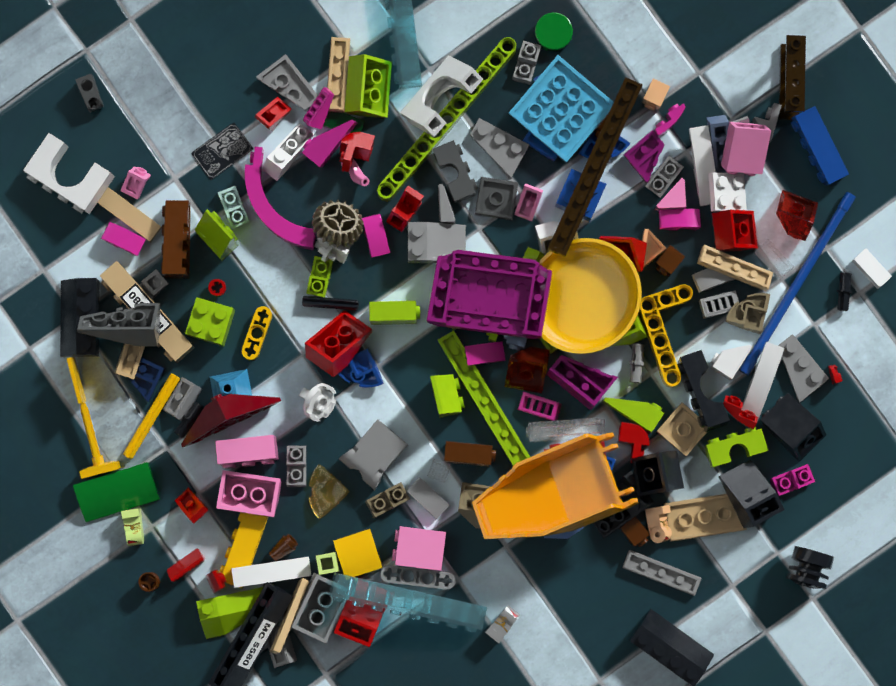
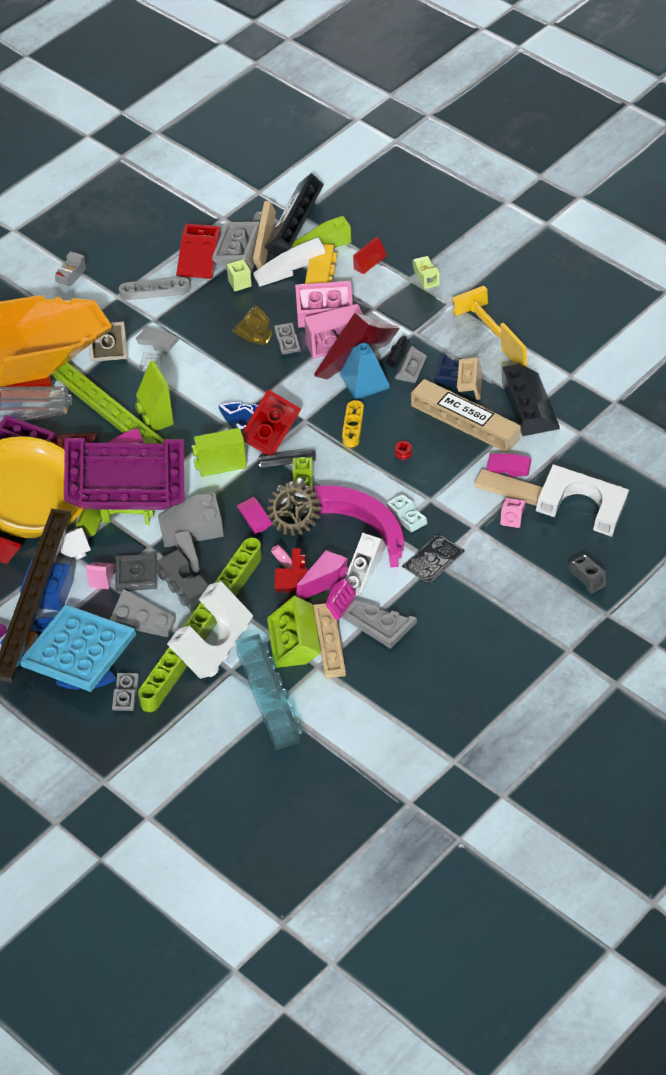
camera: 170 degrees right, 35 degrees down
(116, 492) = (437, 298): green slope -> none
(130, 326) = (475, 388): dark grey wedge -> none
(147, 579) = (398, 239): reddish brown wheel -> none
(151, 416) = (435, 347): yellow axle -> none
(153, 284) = (467, 437): light grey slope -> none
(176, 239) = (454, 467): reddish brown wedge -> none
(191, 505) = (376, 291): red slope -> none
(210, 321) = (400, 418): lime brick -> none
(215, 235) = (413, 476): lime slope -> none
(216, 580) = (338, 243): red slope -> none
(273, 113) = (388, 586): red slope -> none
(283, 547) = (282, 284): reddish brown cone -> none
(318, 401) = (279, 379): white tile -> none
(357, 553) = (213, 291): yellow slope -> none
(374, 453) = (213, 358): light grey piece -> none
(387, 500) = (193, 334): dark tan slope -> none
(405, 209) = (228, 538): red brick -> none
(408, 601) = (158, 260): clear light blue brick -> none
(419, 548) = (156, 303): bright pink brick -> none
(469, 454) = (121, 366): reddish brown brick -> none
(553, 31) = (100, 724): green tile -> none
(555, 412) = (55, 421): dark pink slope -> none

